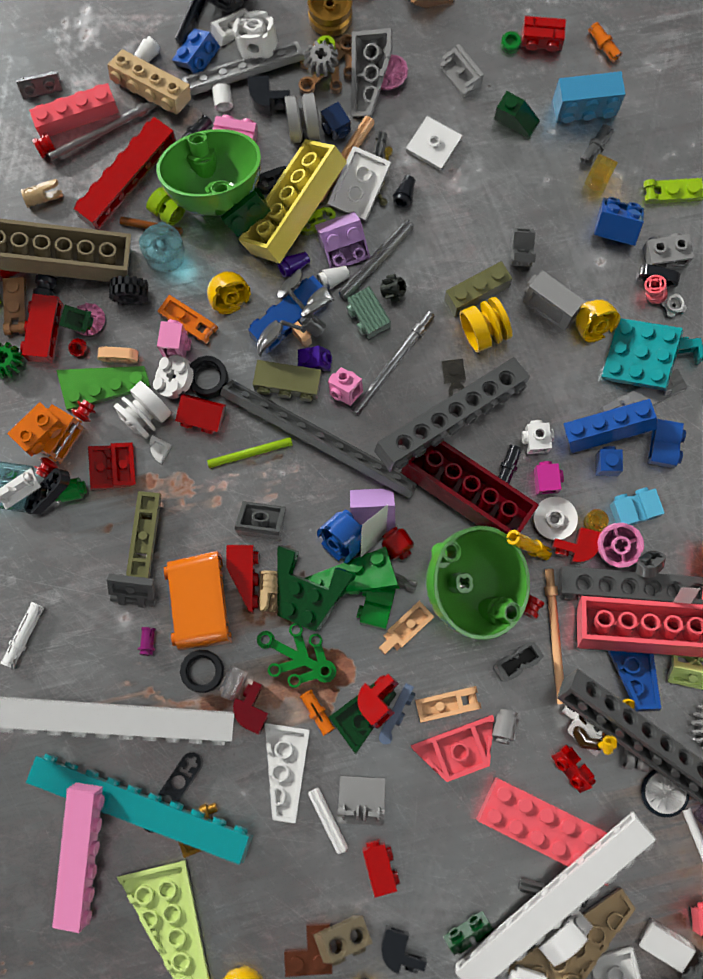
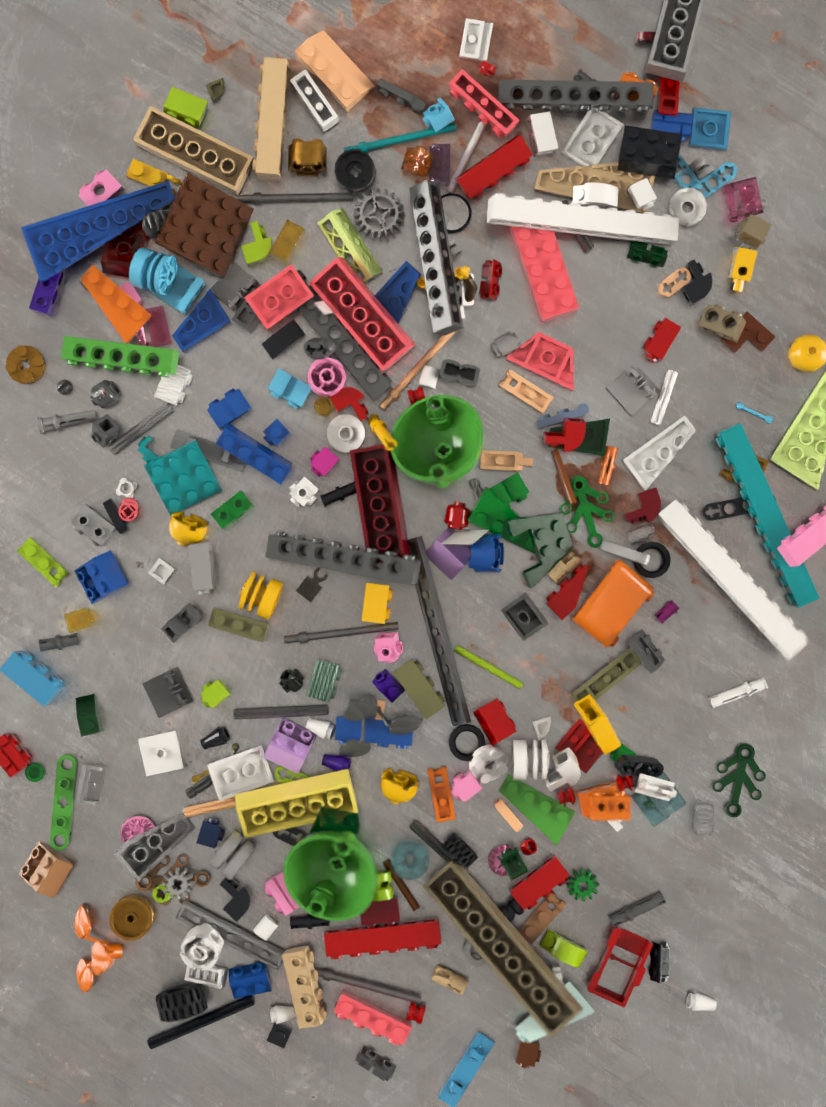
camera: 135 degrees left, 10 degrees up
(106, 430) = (565, 770): none -> white brick
(114, 489) = (597, 724): none -> yellow slope
(133, 36) = (279, 1035): none -> black plate
(142, 188) = (381, 912): none -> dark red brick
(168, 278) = (431, 840): none -> dark grey axle
(219, 896) = (768, 419): none -> medium azure hinge
(229, 652) = (625, 552): none -> light grey beam
(363, 674) = (563, 476): none -> dark orange bar
(389, 409) = (375, 603): none -> yellow brick
(425, 932) = (671, 279): none -> light nougat beam
(441, 222) = (214, 693): none -> lime brick
(457, 31) = (64, 787): none -> bright green piece
(476, 190) = (167, 692): none -> dark grey hinge
(538, 632) = (429, 377): none -> white beam
(577, 368) = (232, 510): none -> green brick
(579, 270) = (161, 571): none -> white plate
(675, 870) = (494, 166): none -> red brick
(685, 542) = (283, 339): none -> black slope

